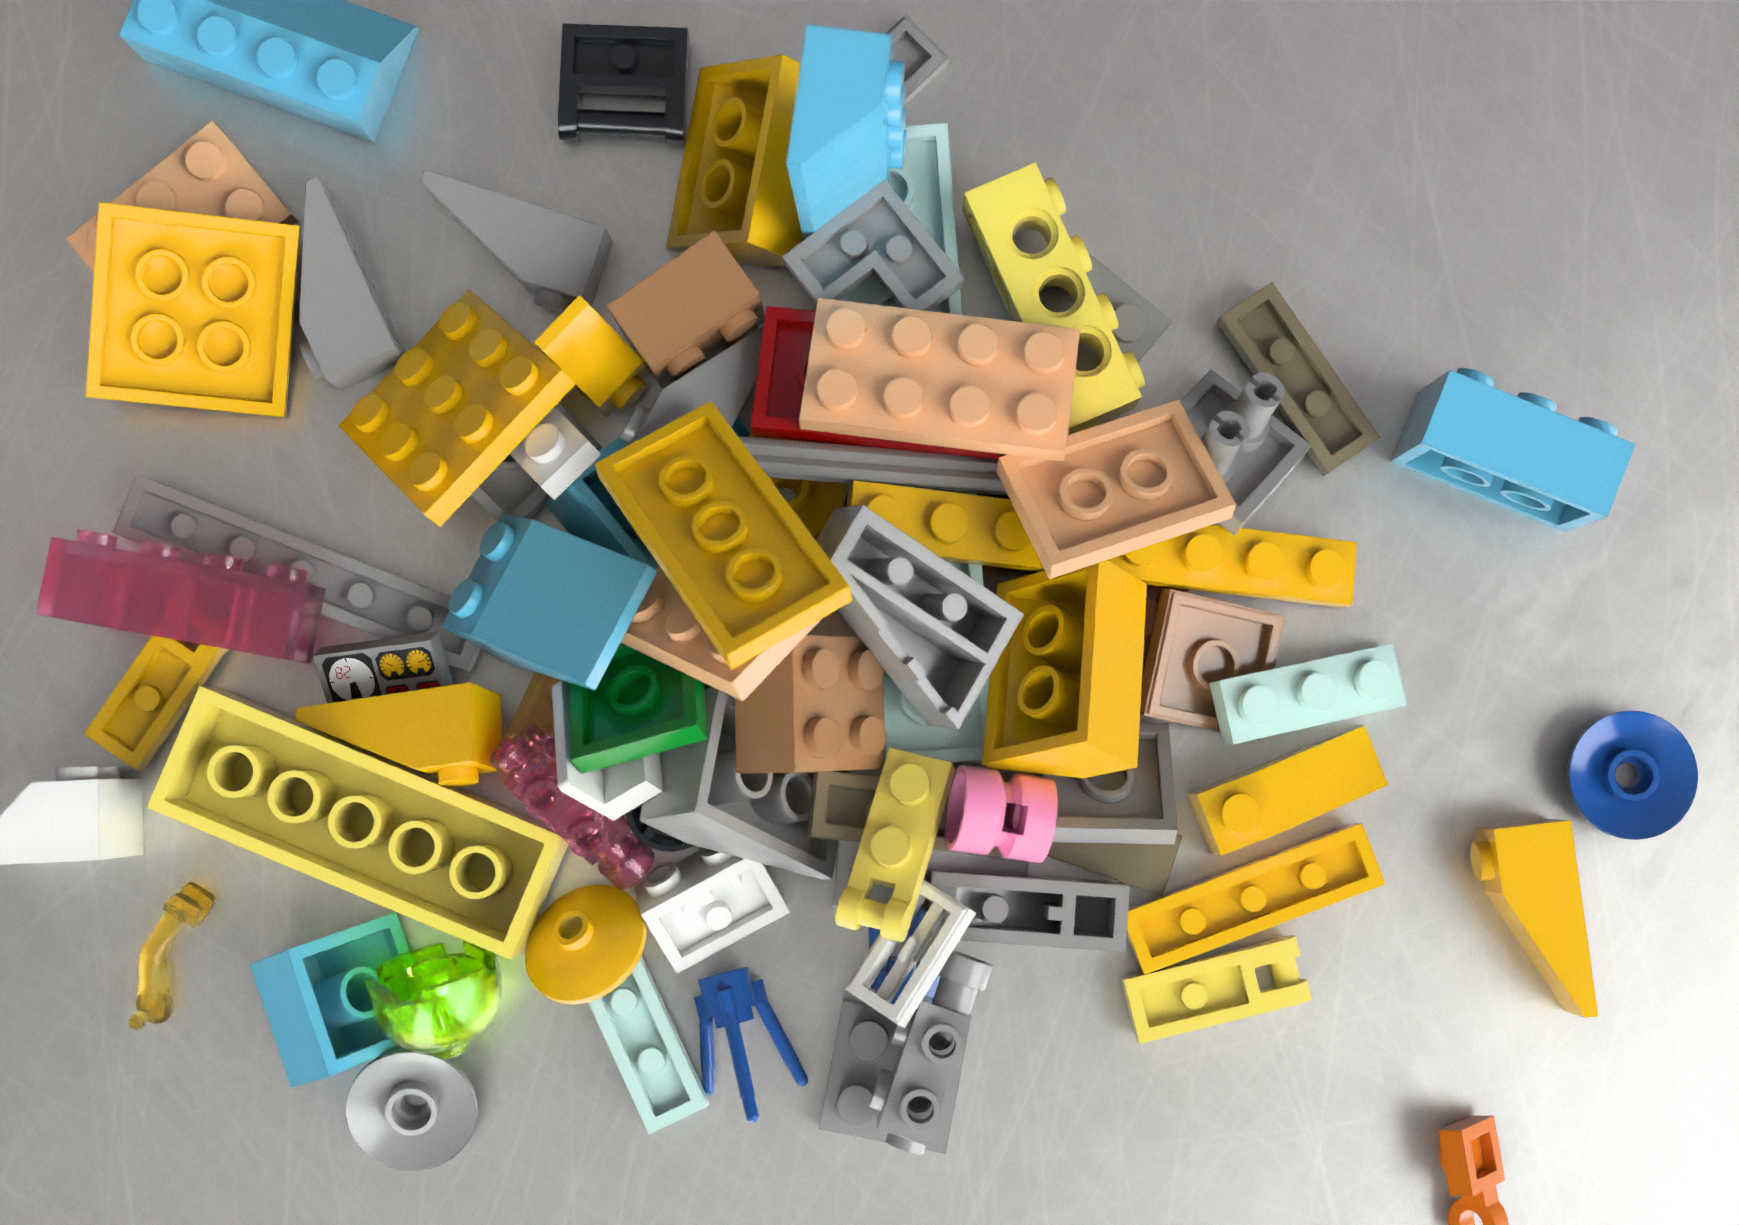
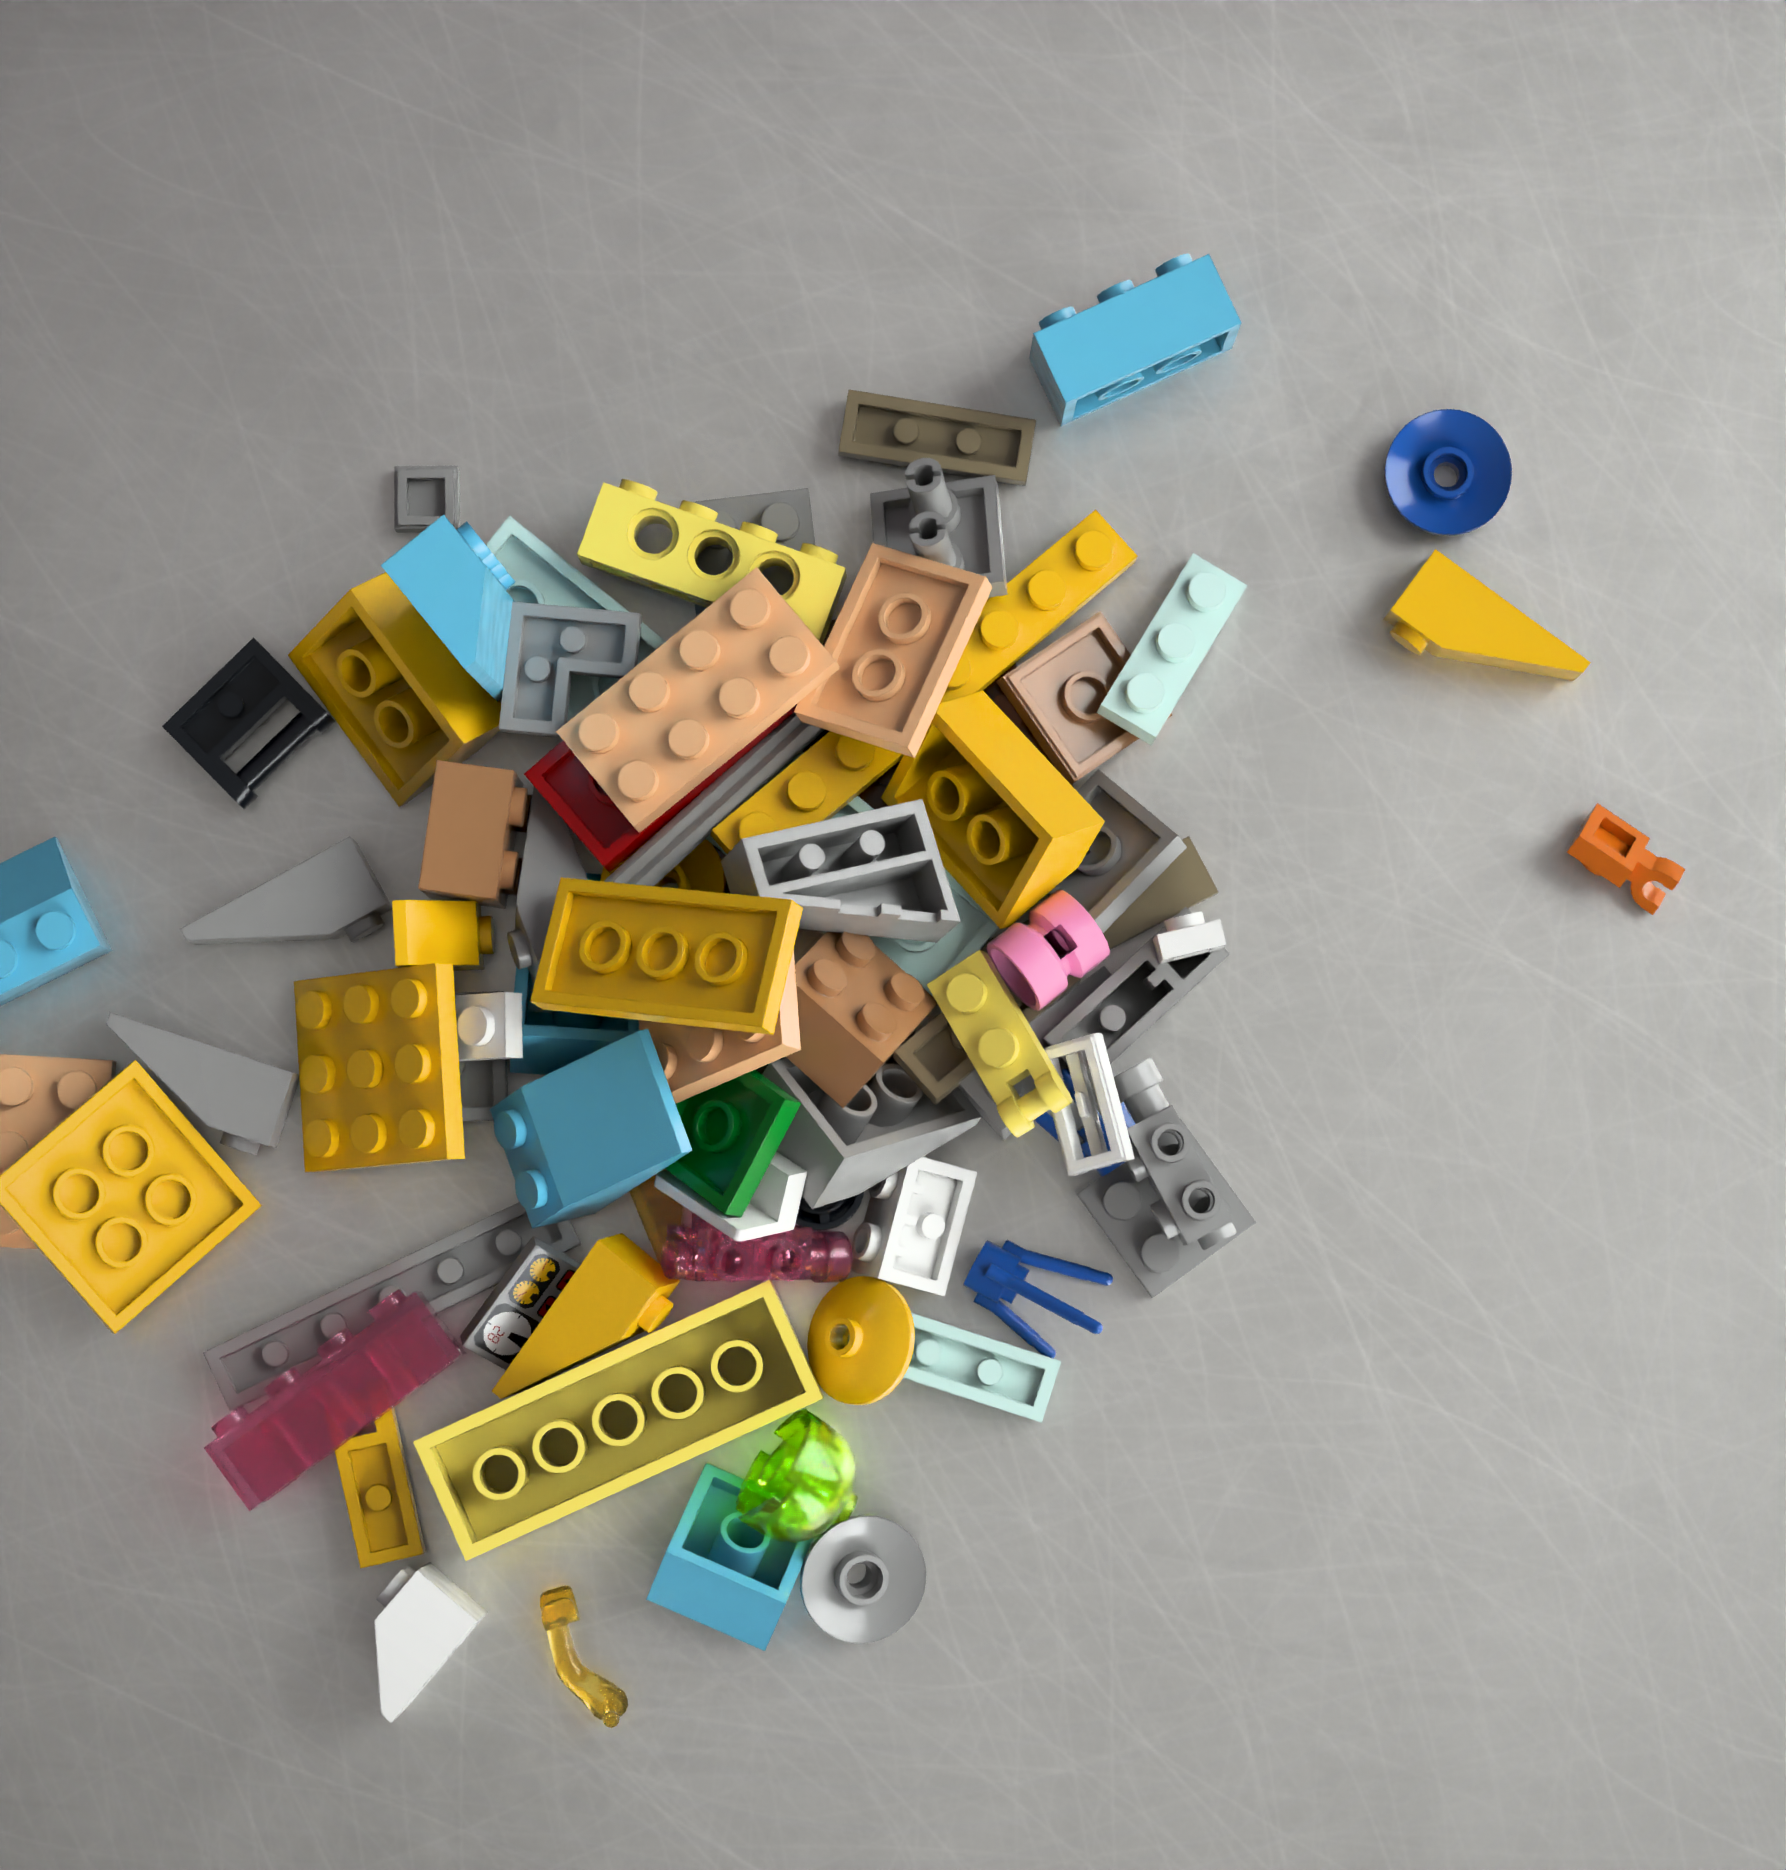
camera: 50 degrees left, 0 degrees up
(1109, 911) = (1188, 937): none -> white plate
(1214, 989) = (1319, 918): light yellow plate -> none
(1252, 898) = (1281, 826): yellow plate -> none
(1286, 791) = (1227, 729): yellow slope -> none

